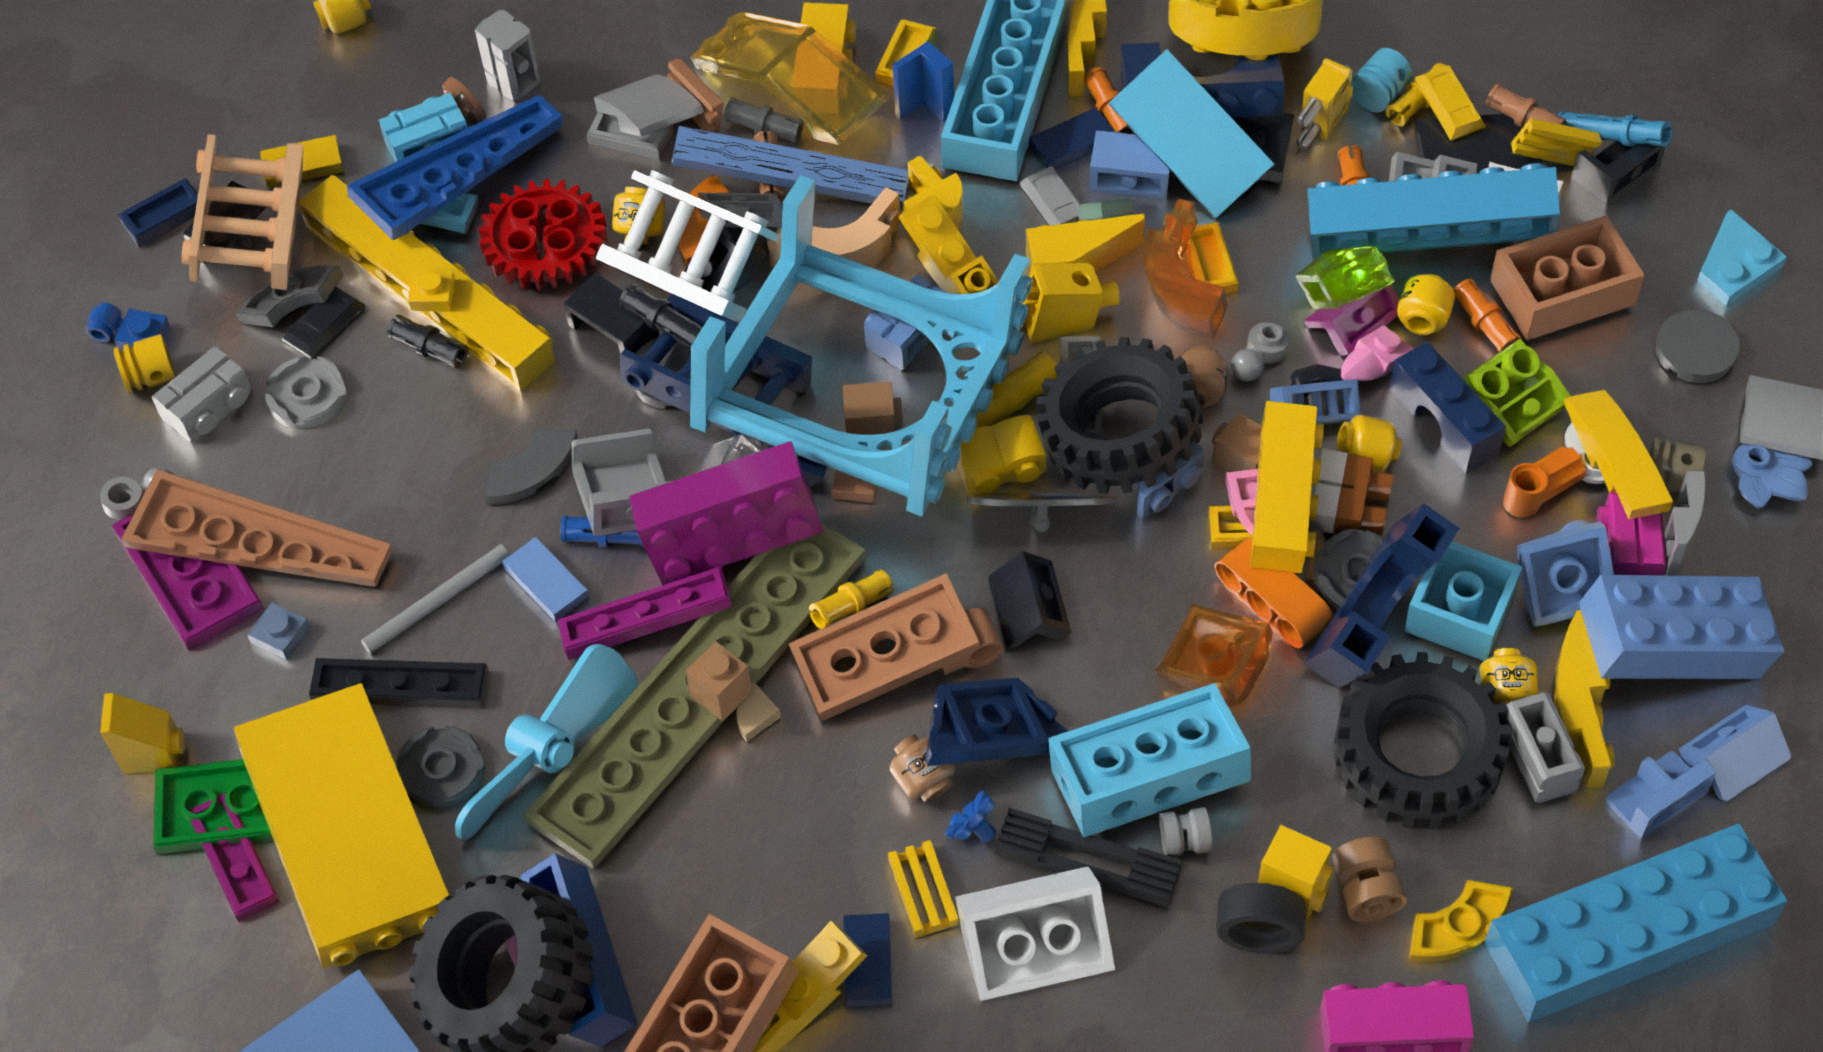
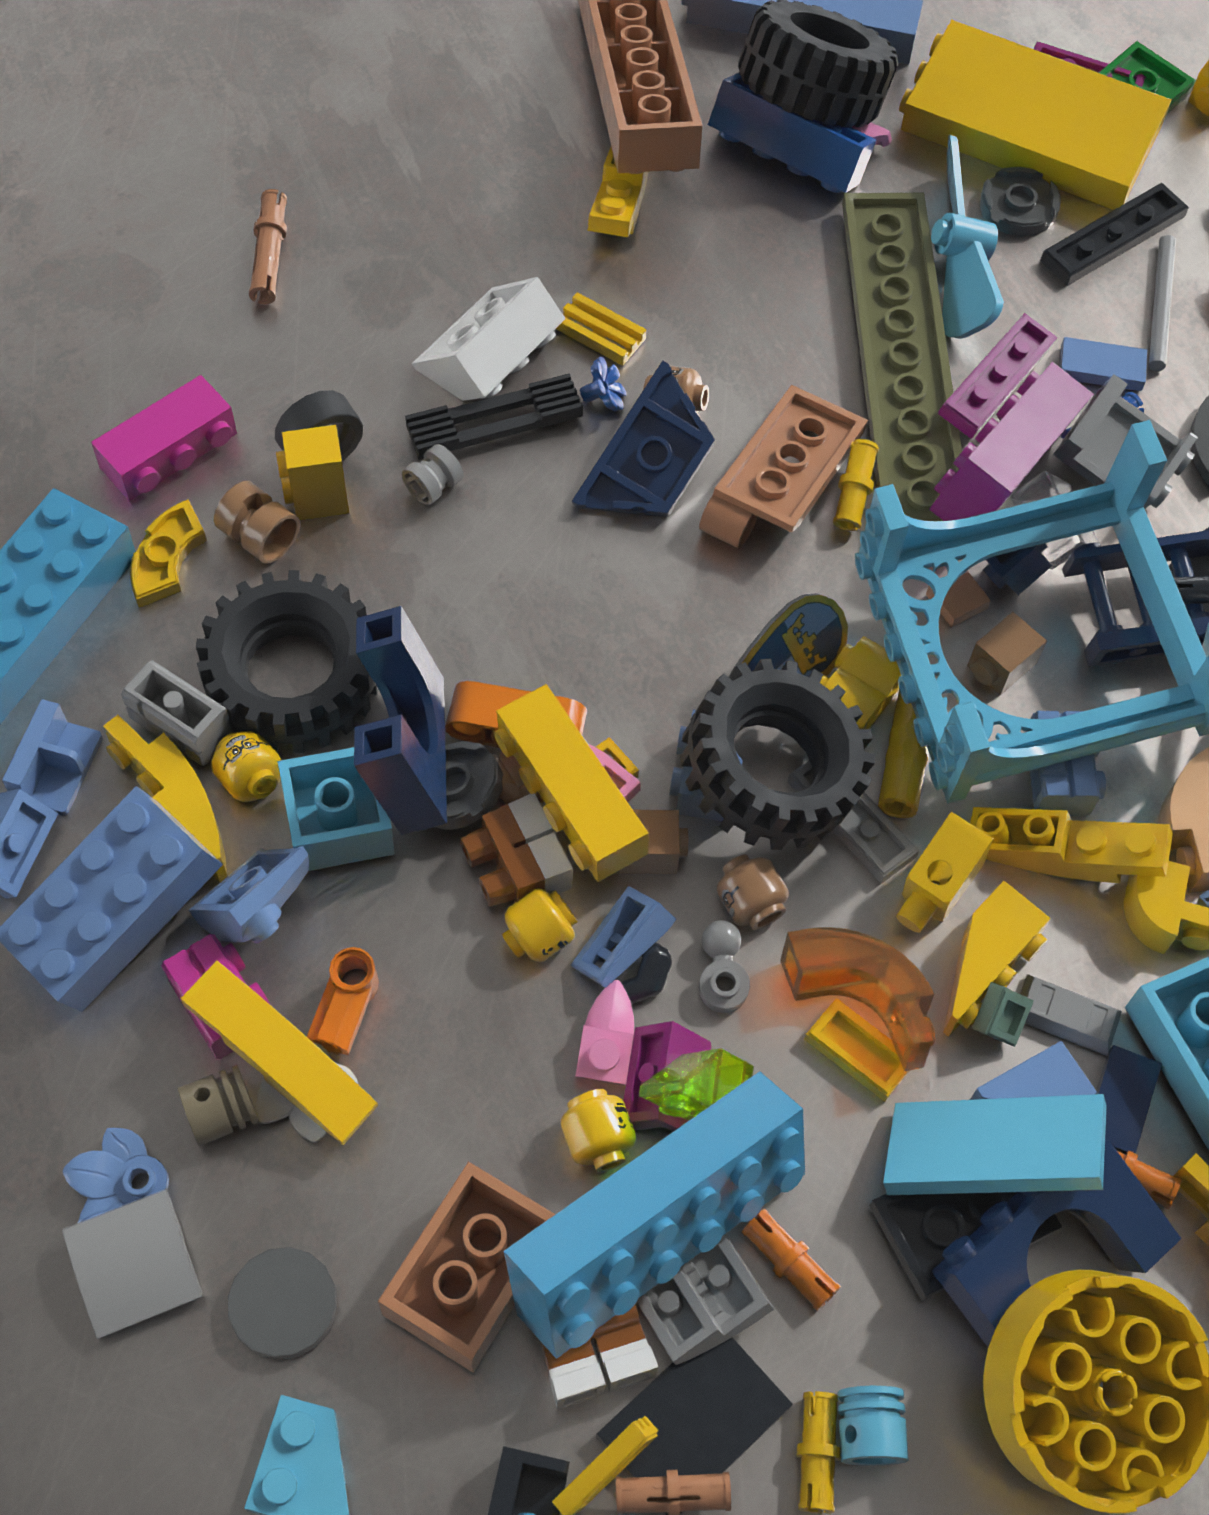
camera: 135 degrees right, 5 degrees up
(719, 681) = (880, 334): medium nougat brick -> none
(756, 713) = (844, 369): tan tile -> none
(872, 979) = (595, 262): dark blue tile -> none
(1028, 600) = (713, 584): black panel -> none
(1150, 759) = (499, 494): medium azure brick -> none
(1218, 650) = (518, 625): clear orange slope -> none
(1324, 102) = (904, 1327): yellow piece -> none
(1450, 102) = (770, 1446): yellow tile -> none
(1467, 424) = (522, 1023): dark blue arch -> none
(1485, 315) = (529, 1171): orange pin -> none
(1518, 390) = (442, 1085): lime slope -> none
(1684, 521) = (164, 1010): light grey slope -> none

